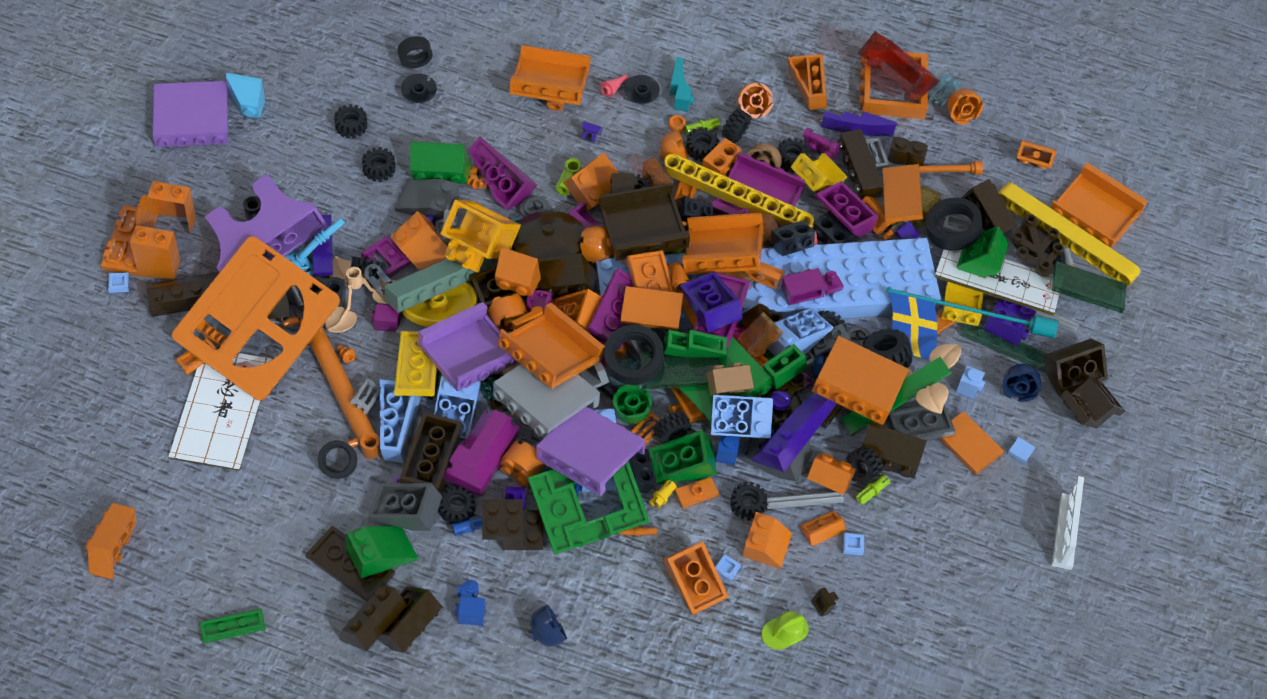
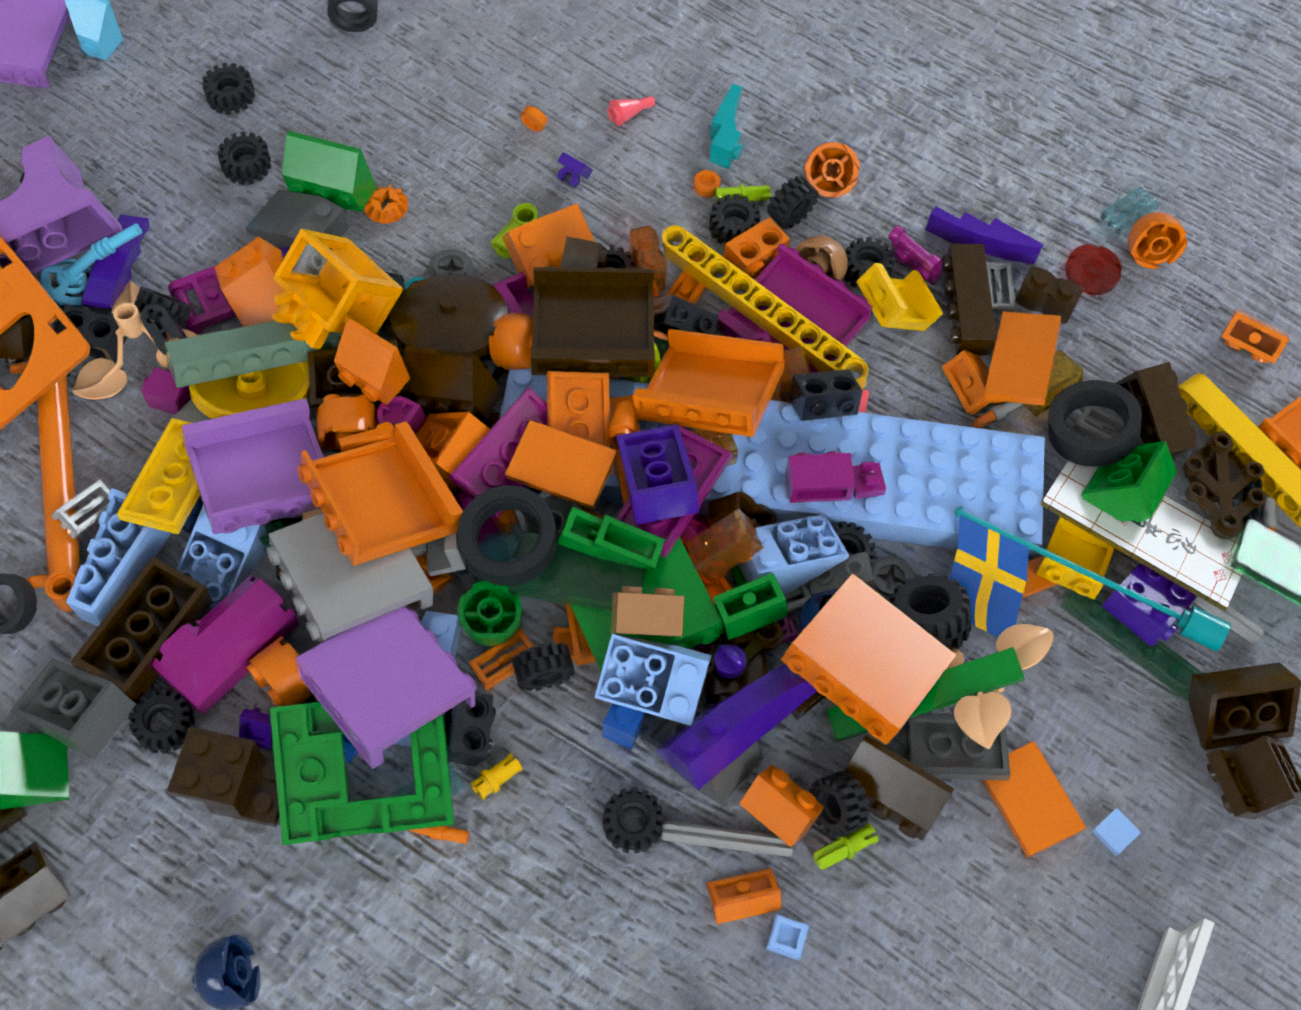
camera: 15 degrees right, 5 degrees up
(347, 354) = (88, 436): orange hair -> none
(418, 88) = (342, 60): black dish -> none
(467, 526) = (159, 760): blue axle -> none
(471, 609) = (112, 906): blue brick -> none
(505, 180) = (418, 214): magenta wedge -> none
(550, 75) = (537, 76): orange panel -> none
(641, 89) = (668, 122): black dish -> none
(672, 144) = (690, 213): orange cylinder -> none
(684, 459) = (548, 723): green slope -> none
(695, 577) = (501, 939): orange slope -> none
(696, 492) = (553, 785): orange plate -> none
(727, 567) = (562, 931): light blue tile -> none
(767, 275) = (768, 446): orange panel -> none
(767, 541) = (642, 900): orange slope -> none
(810, 79) = (927, 153): orange wedge -> none
(832, 230) = (902, 394): black brick -> none
(848, 208) = (930, 365): magenta slope -> none
(892, 108) = (1048, 223): orange window -> none
(898, 65) = (1066, 158): clear red windscreen -> none
(907, 231) = (1016, 420): dark purple tile -> none
(930, 131) = (1093, 269): none -> clear red tile
(971, 382) = (1059, 694): light blue brick -> none
(975, 167) = (1151, 340): orange piece -> none
(1022, 382) = (1145, 713): dark blue cylinder -> none

